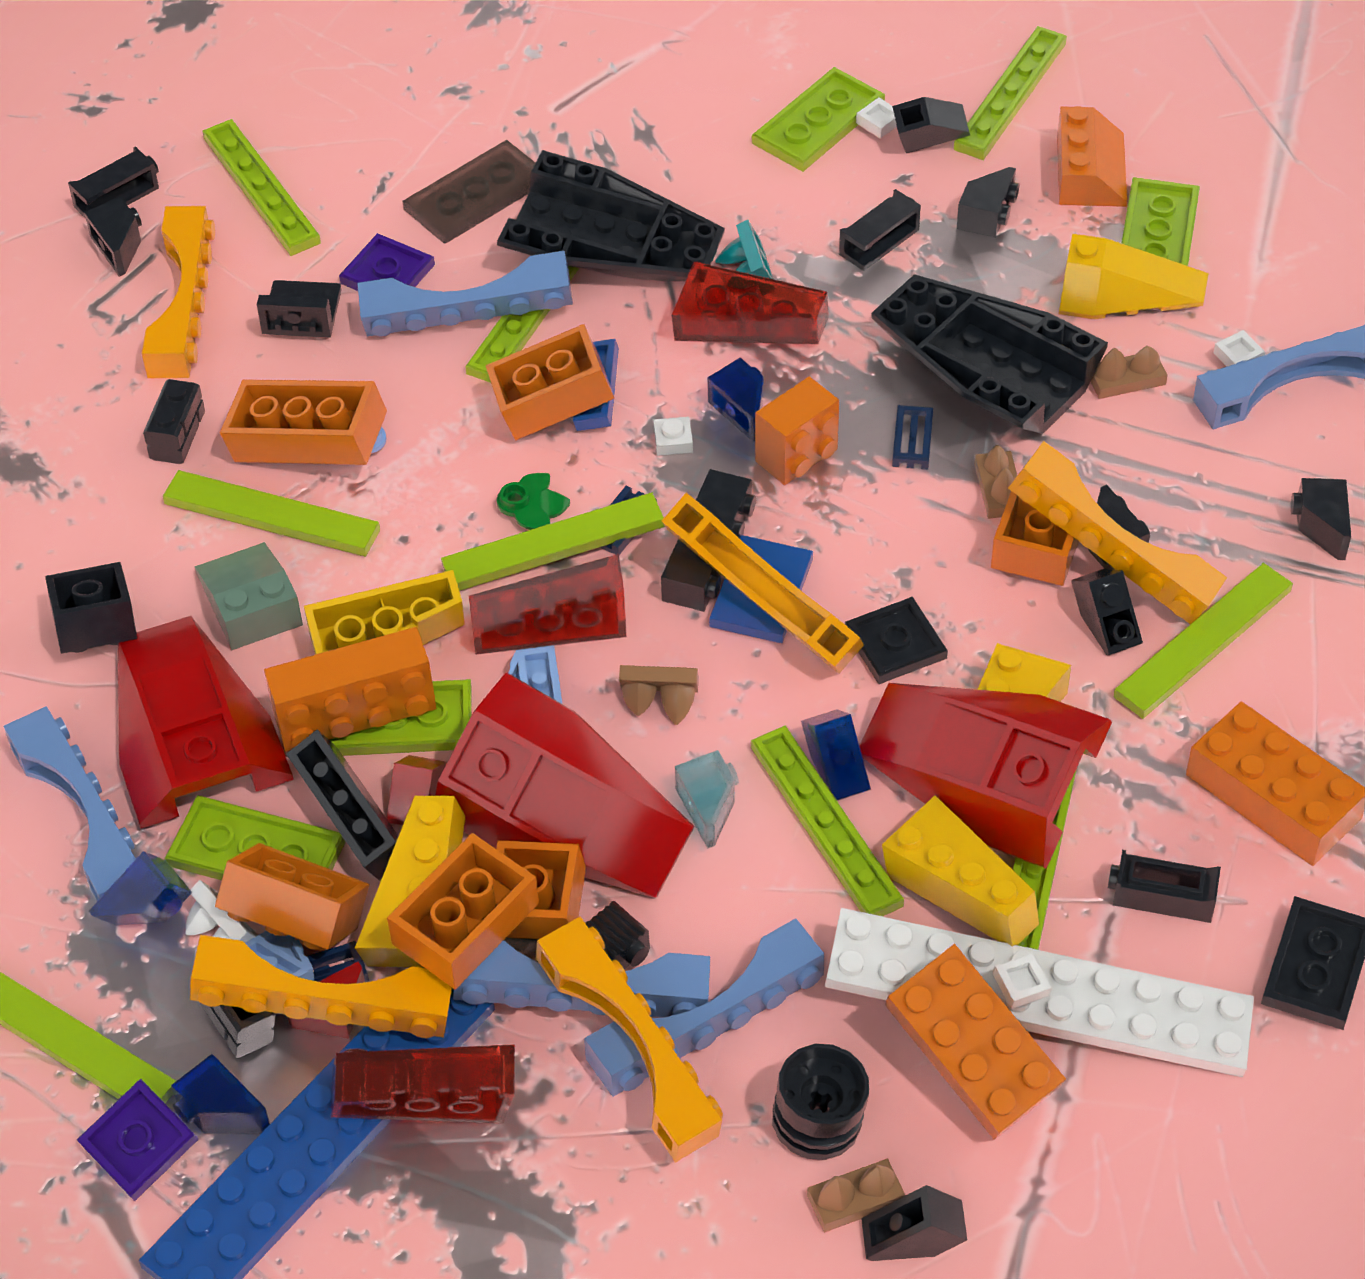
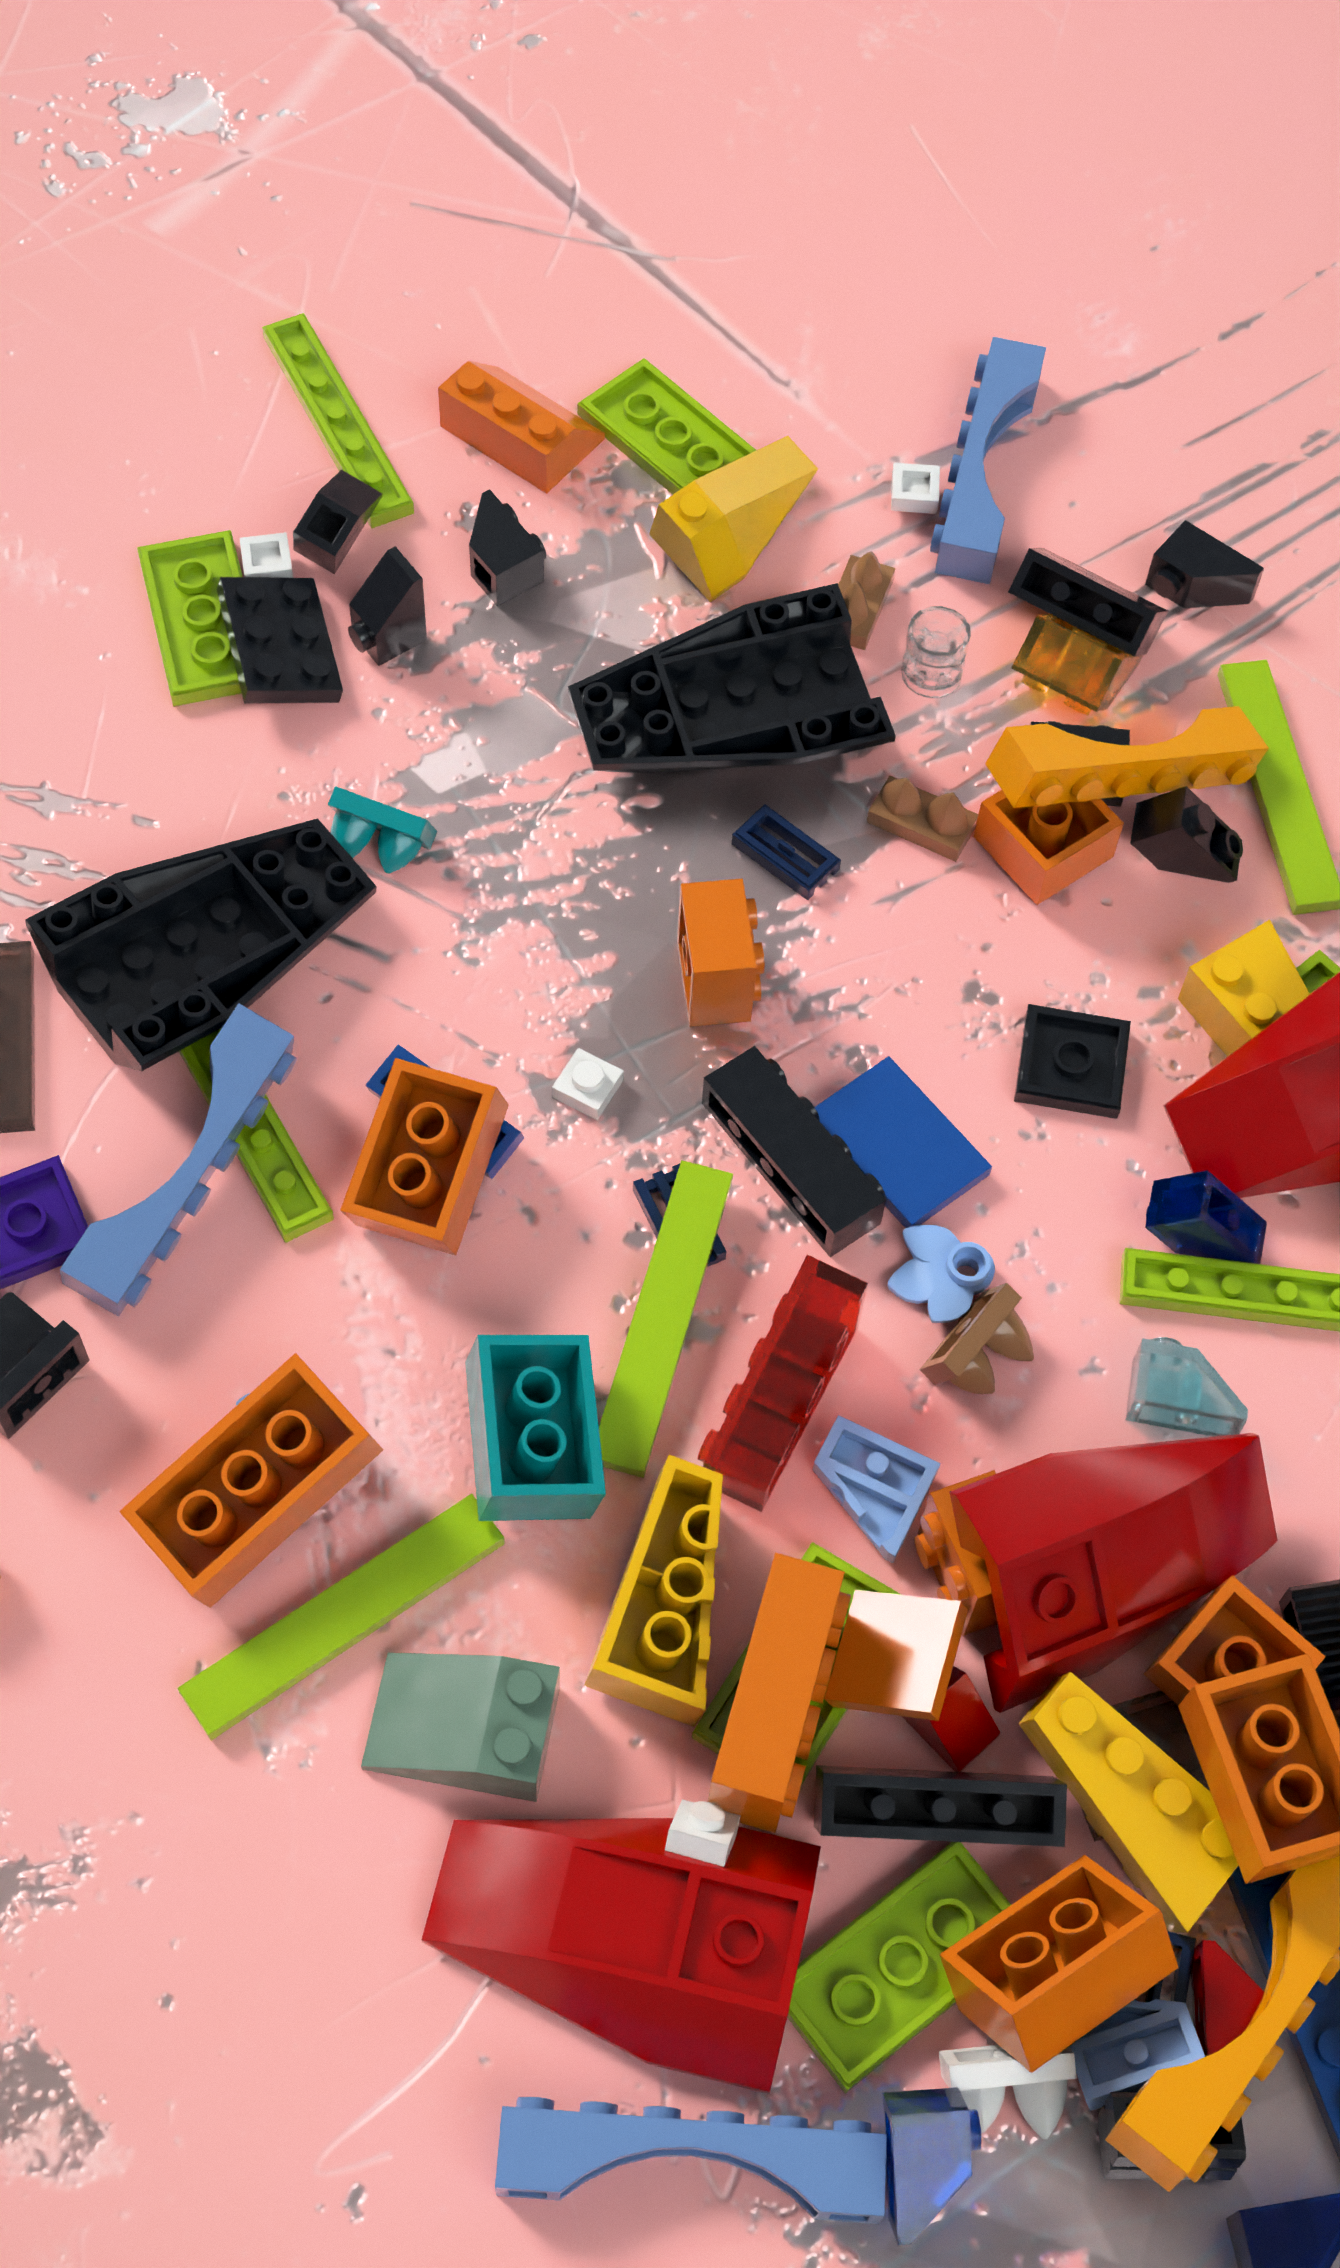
camera: 60 degrees left, 10 degrees up
(91, 607) = (364, 1945): black brick -> none
(174, 421) = (91, 1642): black brick -> none
(251, 706) = (702, 1832): none -> white plate
(419, 736) = (896, 1654): none -> orange tile
(430, 516) = (534, 1427): none -> teal brick
(531, 501) = (577, 1294): green plate -> none
(694, 649) = (934, 1274): none -> light blue plate
(737, 394) = (599, 976): clear blue slope -> none
(747, 309) = (465, 881): clear red wedge -> none
(762, 583) = (939, 1134): light orange arch -> none
(830, 152) = (279, 640): none -> black plate
(880, 230) = (450, 674): black window -> none
(887, 173) = (389, 609): none -> black slope
(1117, 420) = (935, 651): none -> clear wheel
(1187, 490) = (1073, 664): none -> clear yellow slope
(1233, 469) = (1088, 601): none -> black brick

